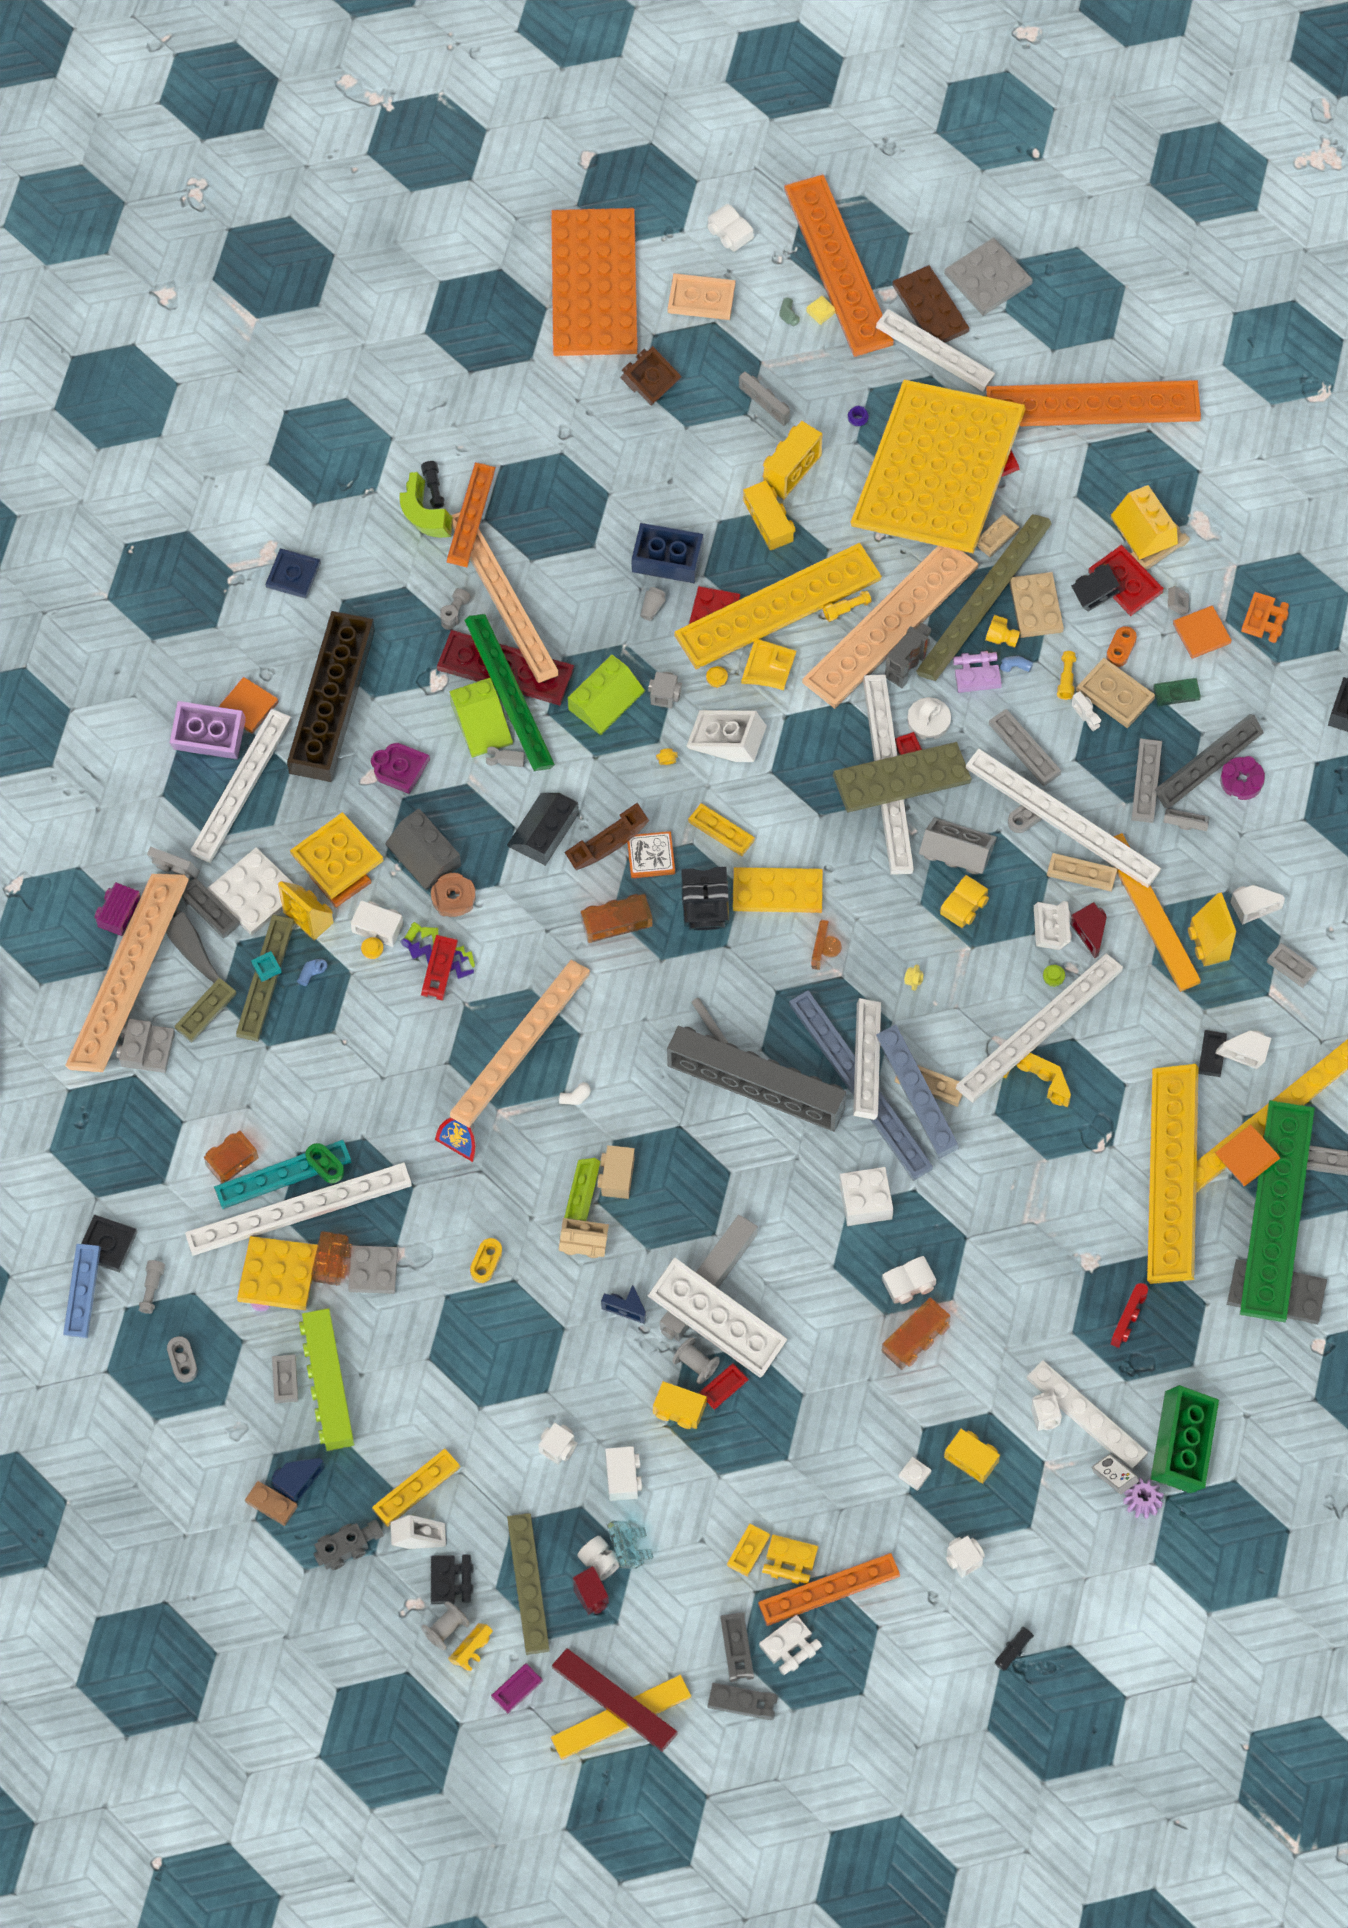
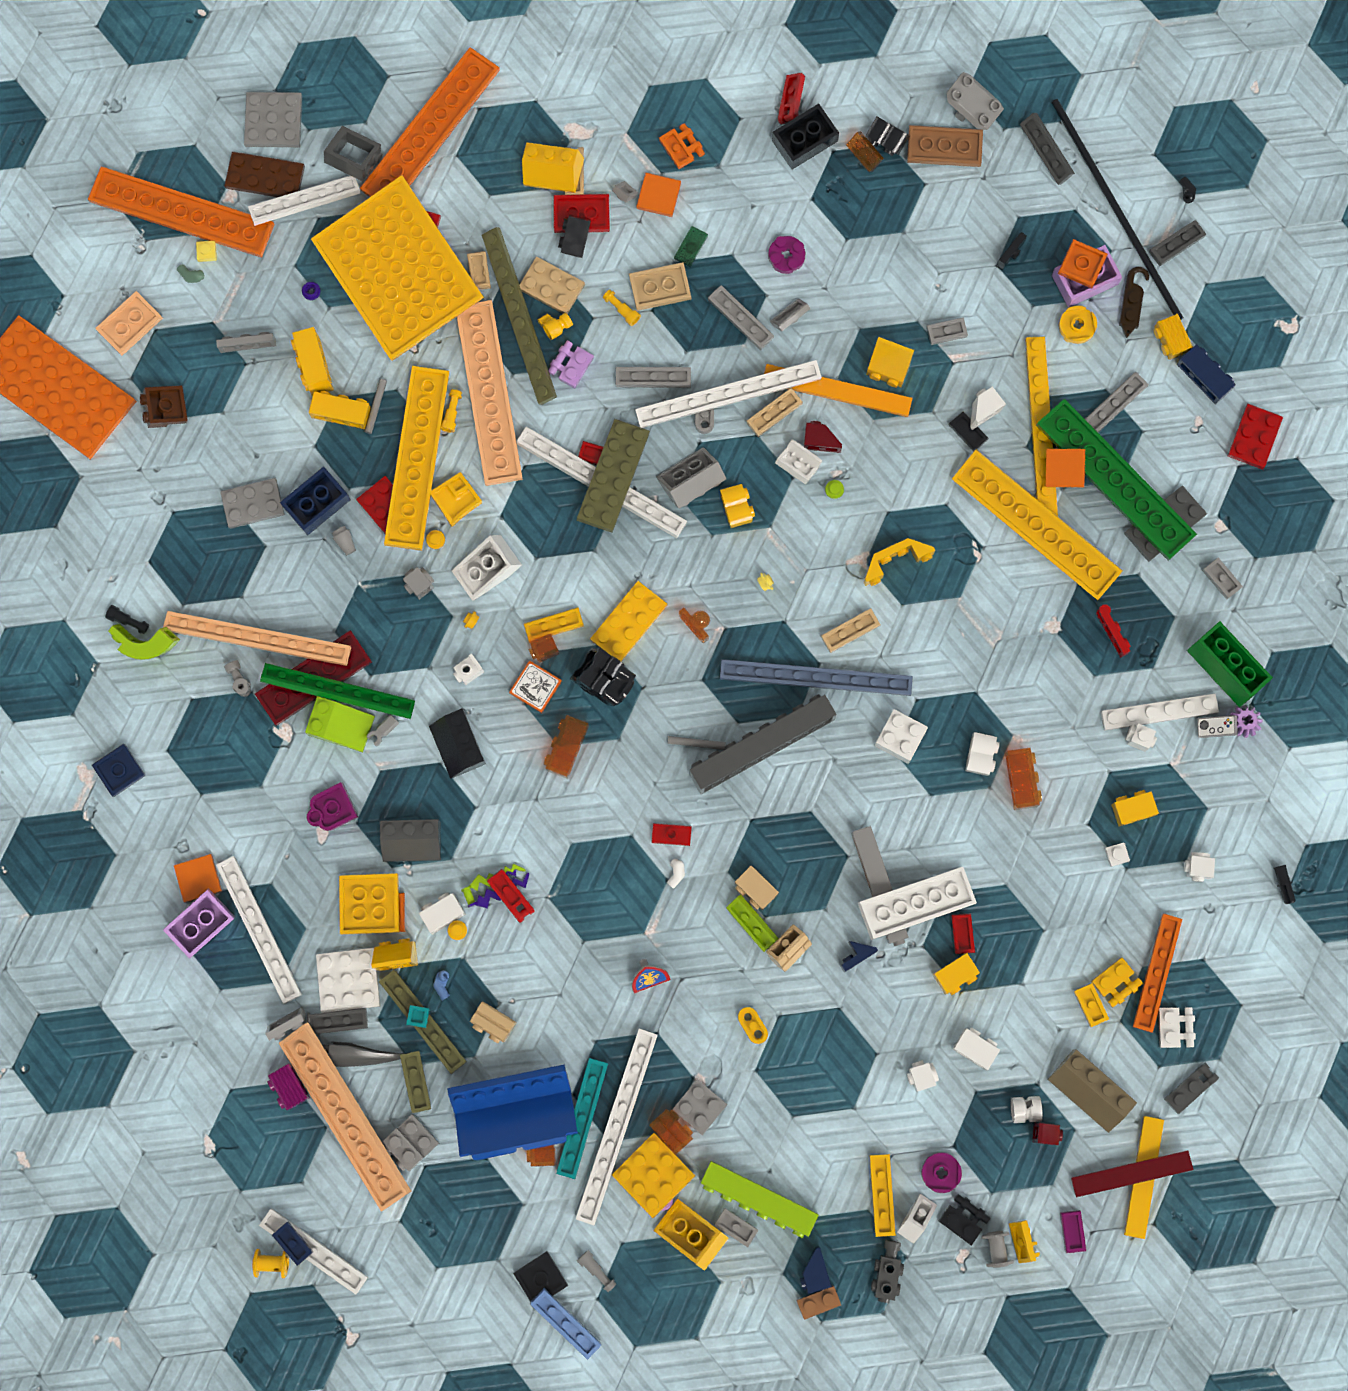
camera: 50 degrees left, 15 degrees up
(182, 1360) = (668, 1288): light grey plate -> none
(243, 1105) = (513, 1113): none -> blue piece
(247, 1344) = (691, 1234): none -> yellow slope
(311, 1035) = (493, 1022): none -> tan brick
(325, 1163) = (600, 1086): green plate -> none
(331, 696) = (240, 816): dark brown brick -> none
(443, 888) = (456, 834): nougat plate -> none
(471, 514) = (175, 612): orange tile -> none
(477, 1539) = (949, 1164): none -> magenta plate
(519, 1043) = (615, 885): light nougat plate -> none
(528, 1584) = (1005, 1169): olive plate -> none
(605, 695) = (390, 626): lime slope -> none
(608, 840) = (502, 707): reddish brown slope -> none
(608, 1066) = (671, 834): none -> red plate
(622, 507) = (252, 503): none -> light grey plate
(622, 790) = (475, 670): none -> white brick
(624, 1543) = (1032, 1086): clear light blue plate -> none
(666, 1607) = (1092, 1090): none -> dark tan slope
(691, 835) = (543, 648): none -> clear orange brick
(696, 1360) = (934, 939): light grey hose -> none
(730, 227) = (90, 261): white brick -> none
(736, 1646) = (1152, 1063): dark grey plate -> none
(797, 542) = (375, 406): none -> light grey bar
(867, 1059) = (804, 659): white plate -> none
(907, 654) = (523, 394): dark grey hips -> none
(917, 1091) = (855, 645): sand blue brick -> none
(929, 718) = (580, 422): white tile -> none
(1012, 339) = (358, 171): none -> dark grey window
(1015, 661) = (583, 333): medium blue arm -> none
(1039, 1028) = (871, 530): white plate -> none
(1084, 707) = (654, 315): white plate -> none
(1121, 645) = (627, 254): orange plate -> none
(1209, 761) = (759, 266): dark grey plate -> none
(1255, 902) = (883, 319): white slope -> none
(1266, 1380) = (1222, 578): none -> light grey plate

